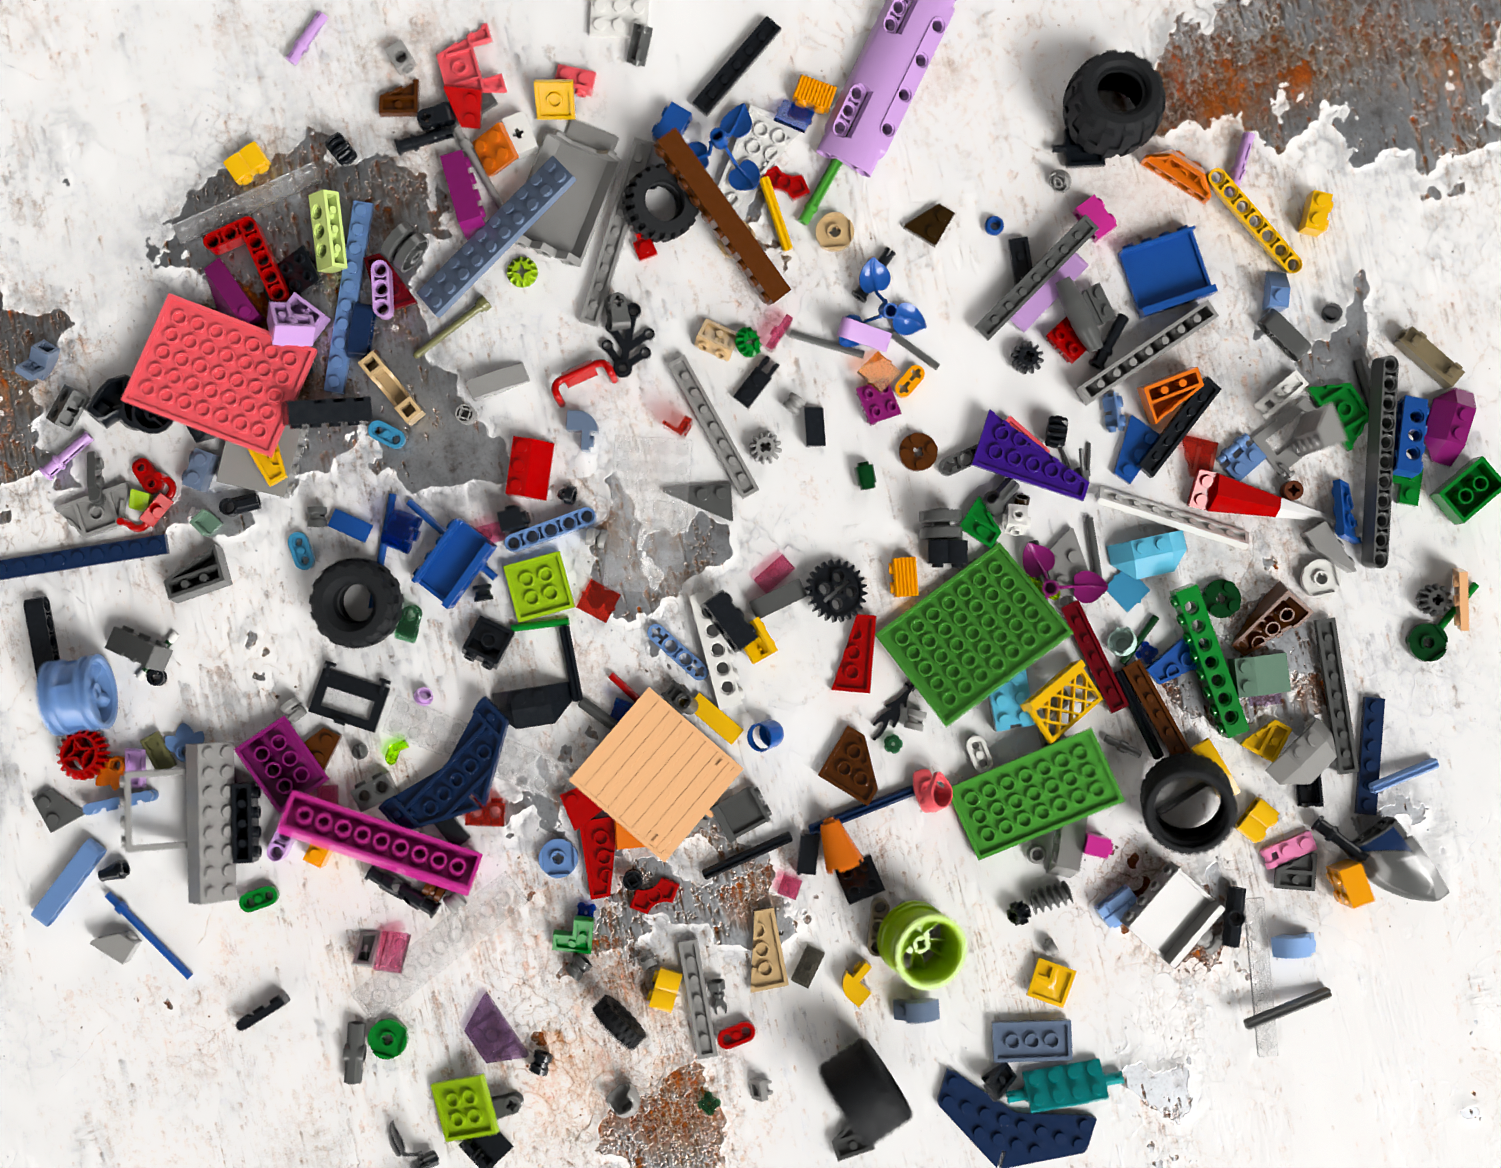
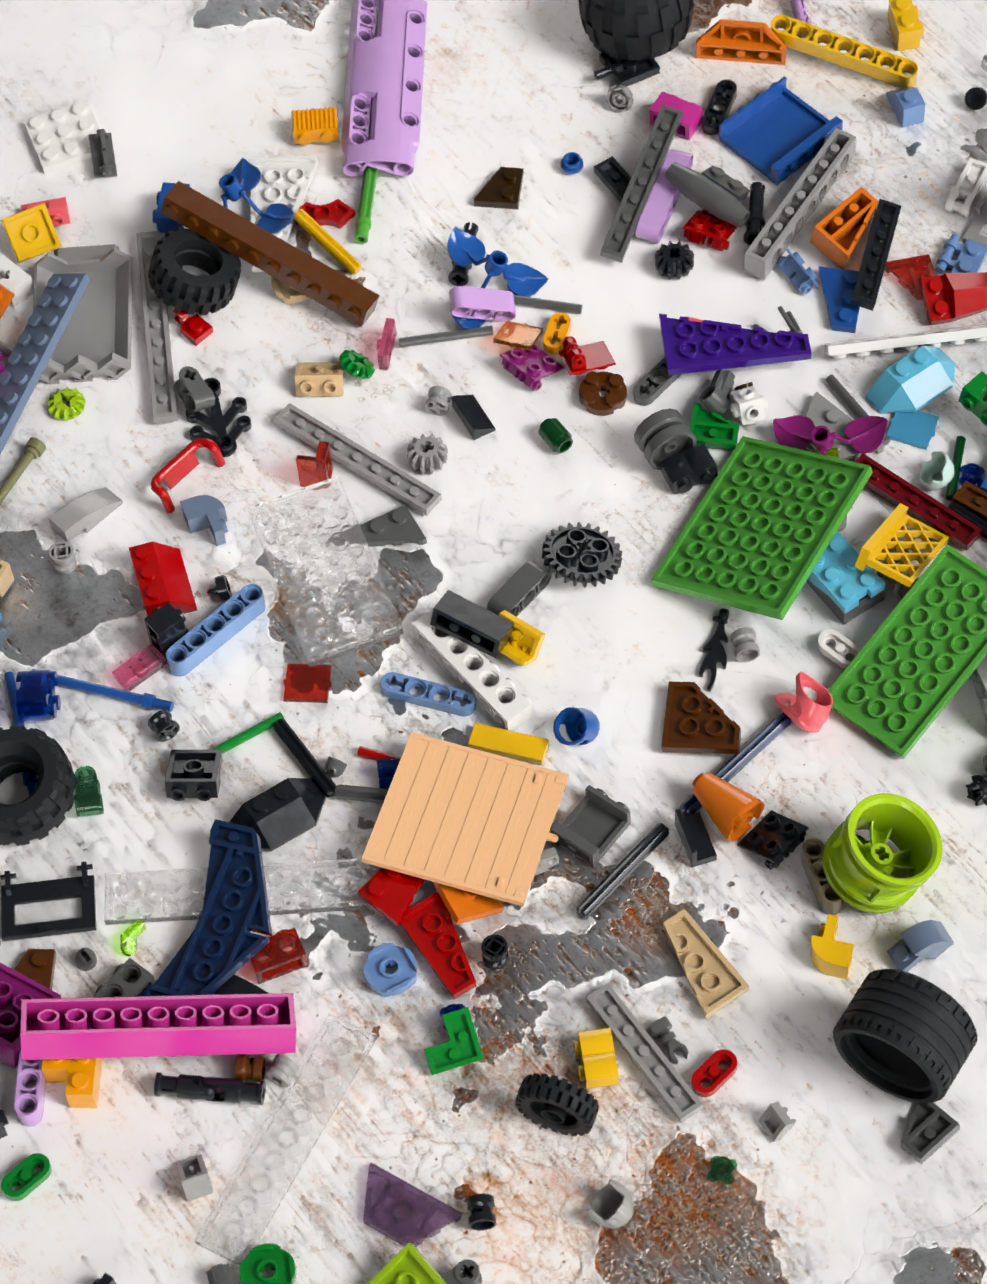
camera: 15 degrees left, 30 degrees down
(392, 952) = (227, 1159): clear pink plate -> none
(423, 696) = (140, 862): lavender plate -> none
(454, 562) = (114, 705): blue panel -> none
(539, 586) = (229, 693): lime plate -> none
(578, 967) = (476, 1077): dark grey wheel -> none
(588, 680) = (336, 765): none -> dark grey hinge
(592, 534) = (268, 616): light grey wheel -> none
(648, 962) = (561, 1039): light grey plate -> none
(663, 891) = (523, 971): red tile -> none
(679, 696) = (457, 731): dark grey piece -> none
(736, 66) = (218, 135): black plate -> none
(755, 384) = (384, 402): black hinge -> none
(774, 574) = (501, 570): clear pink plate -> none
(789, 887) = (692, 883): clear pink plate -> none
(794, 116) = (299, 151): clear blue piece -> none
(807, 966) = (761, 960): clear smoke plate -> none
(842, 224) = (400, 244): tan plate -> none
(857, 660) = (644, 614): red wing -> none
(898, 743) = (733, 688): clear green plate -> none
(904, 577) = (653, 511): light orange brick -> none
(919, 417) = (584, 358): none -> hinge
(1042, 854) = (967, 718): light grey plate -> none
(1056, 431) = (744, 308): black gear -> none
(1124, 224) = (716, 99): none -> black beam
(1284, 335) = (938, 135): dark grey beam -> none

